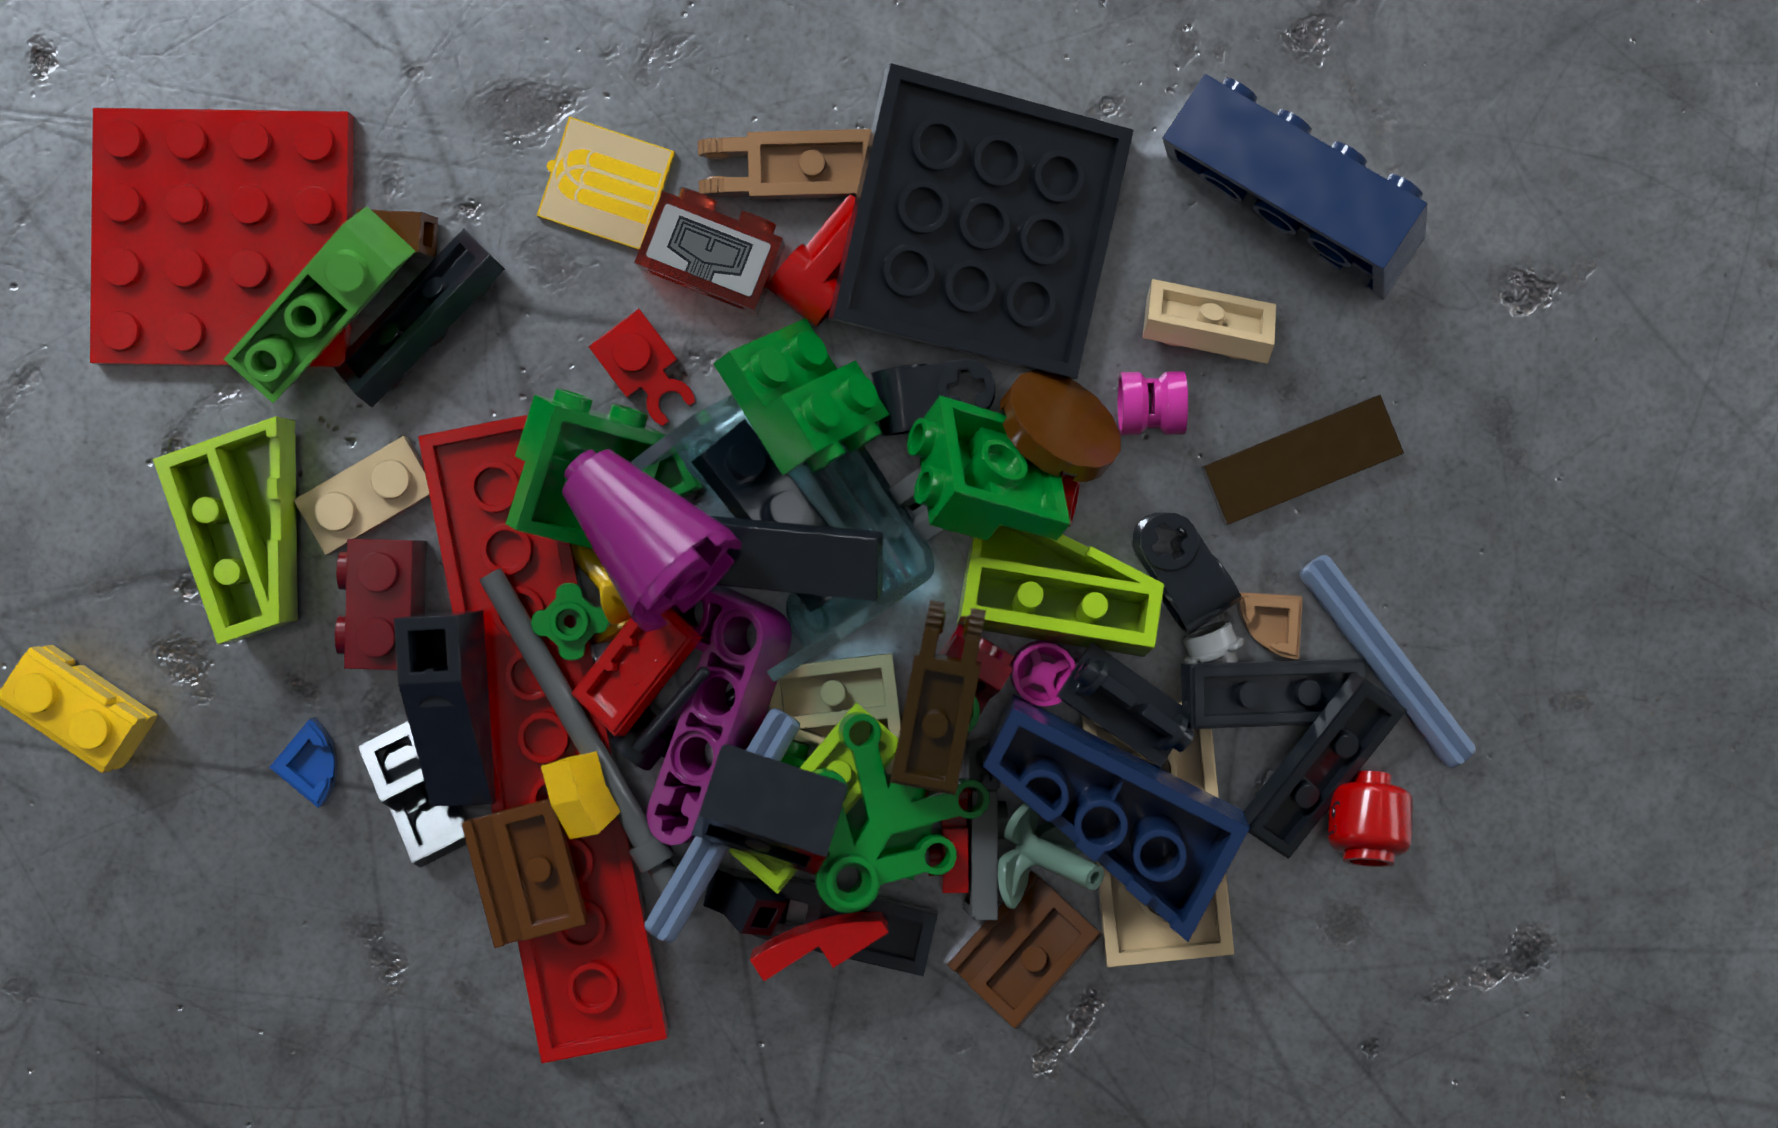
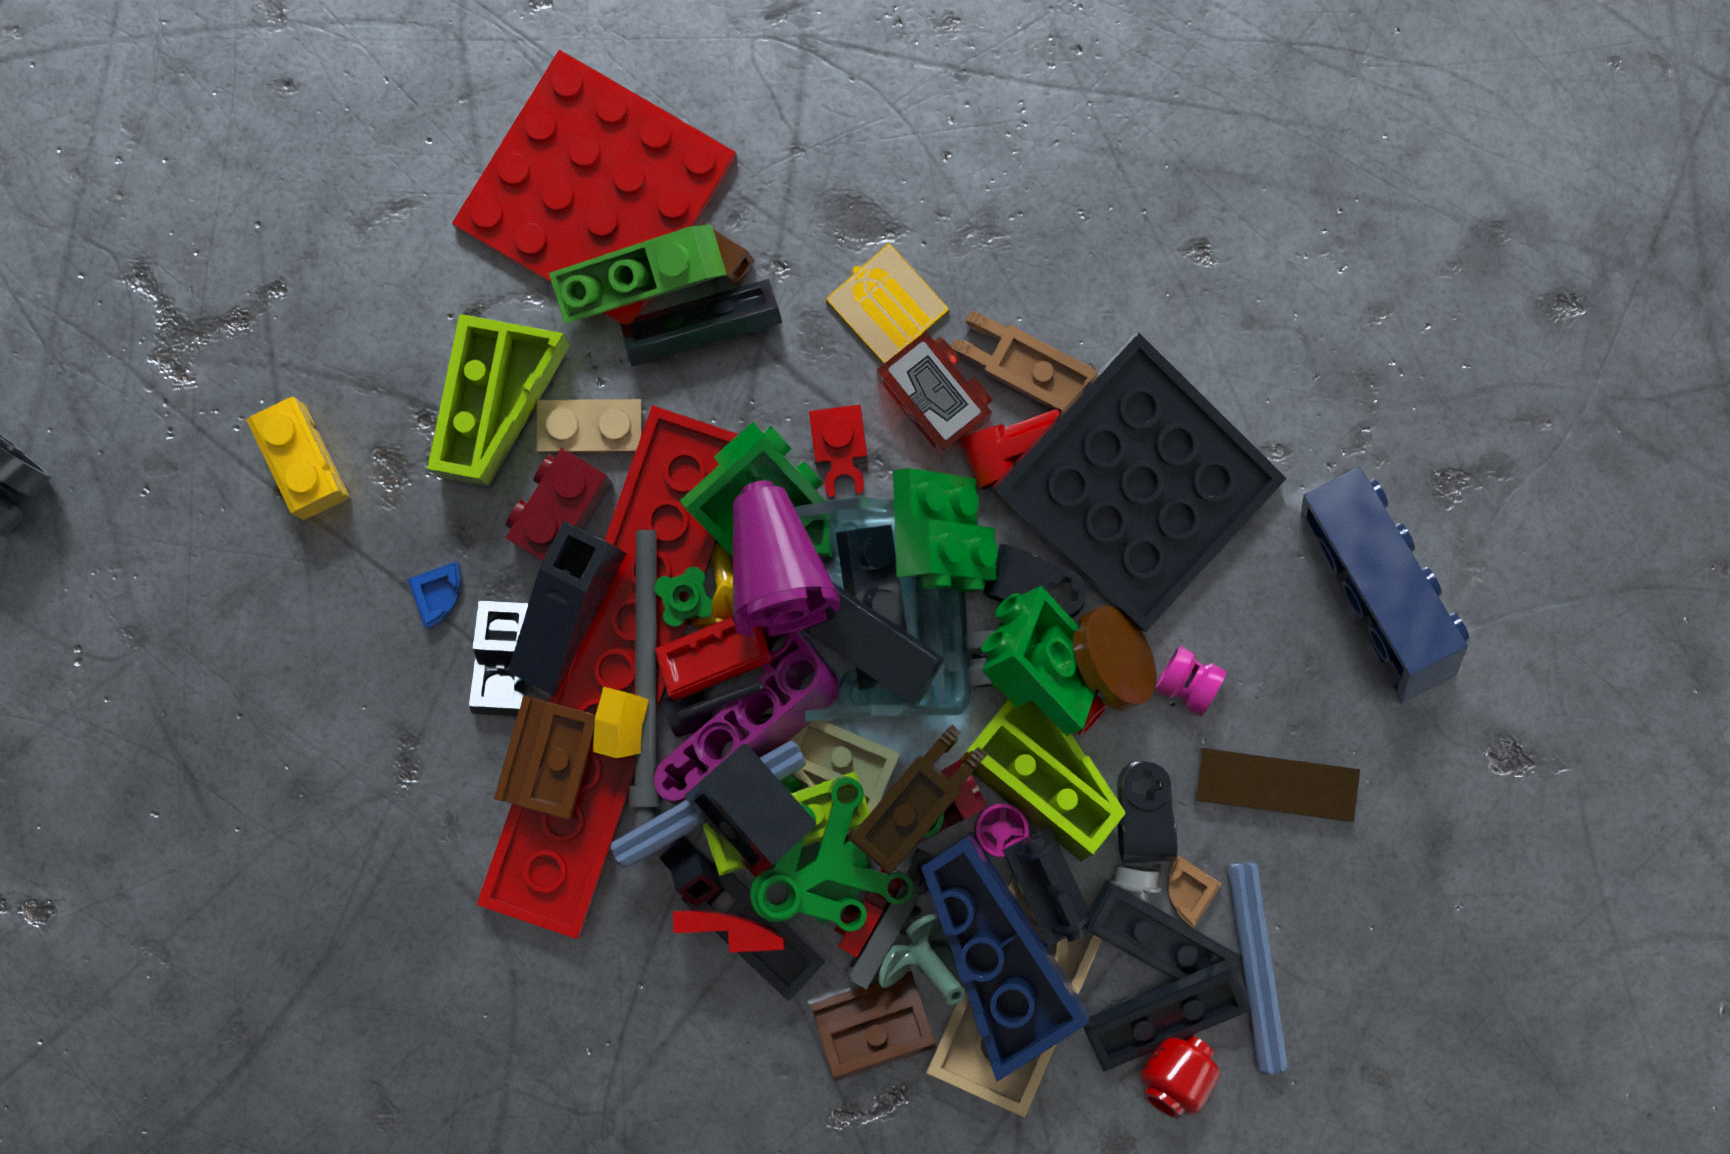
camera: 30 degrees right, 5 degrees down
(1209, 321) = (1265, 646): tan plate -> none

